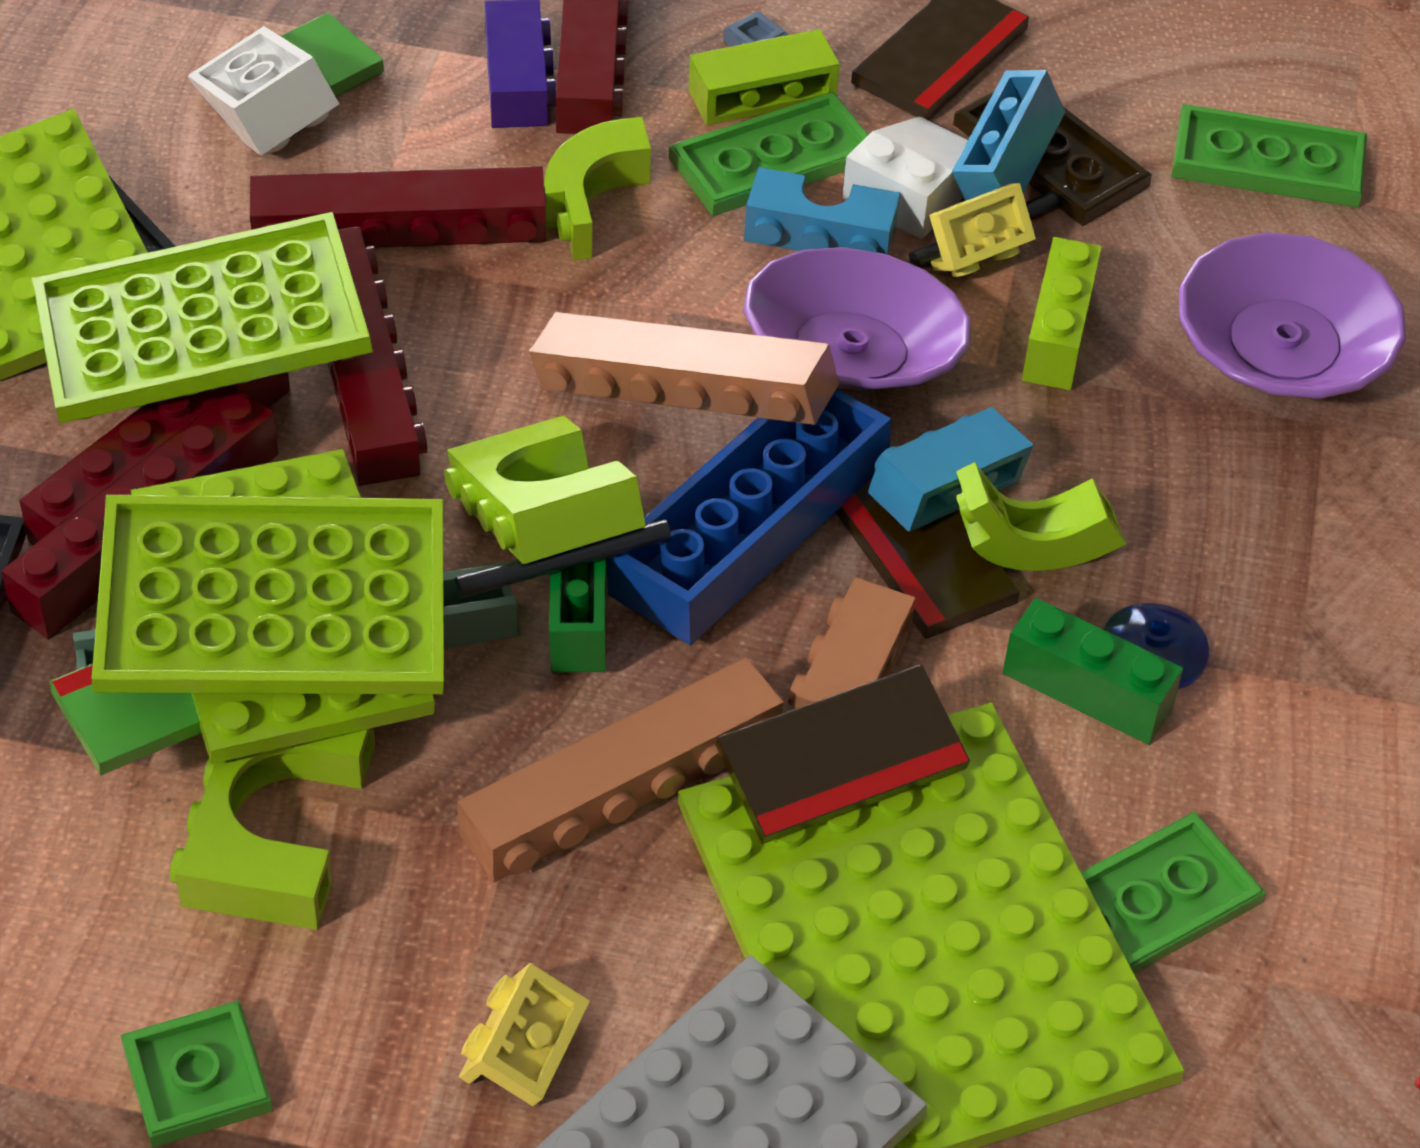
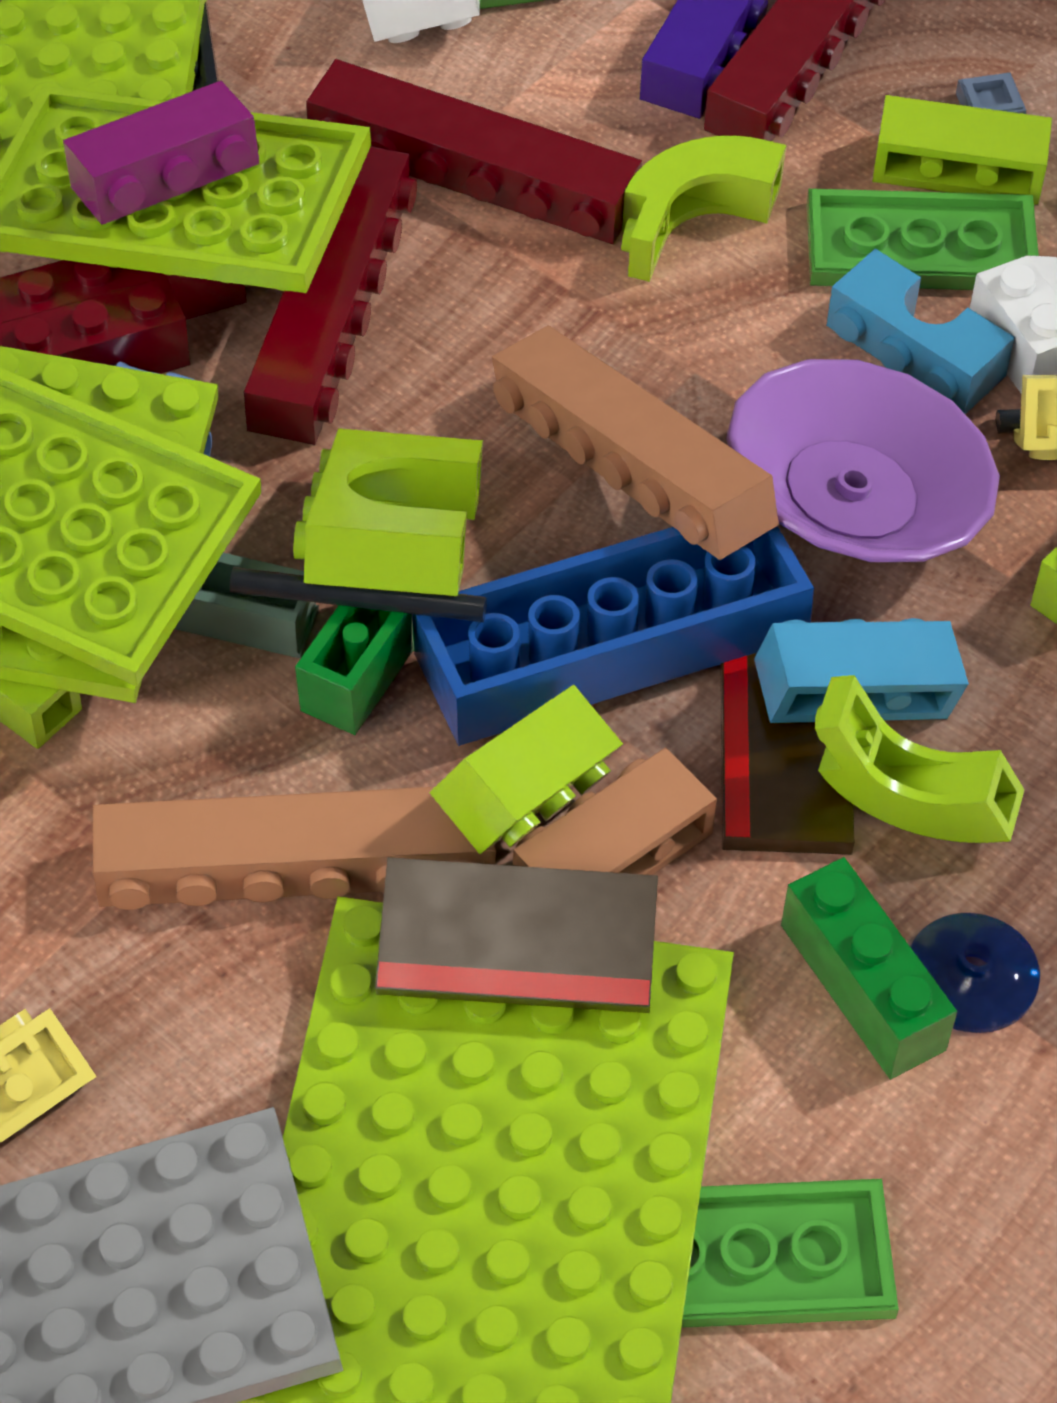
camera: 30 degrees right, 5 degrees up
(188, 287) = (161, 152): none -> magenta brick
(772, 634) = (528, 771): none -> lime brick

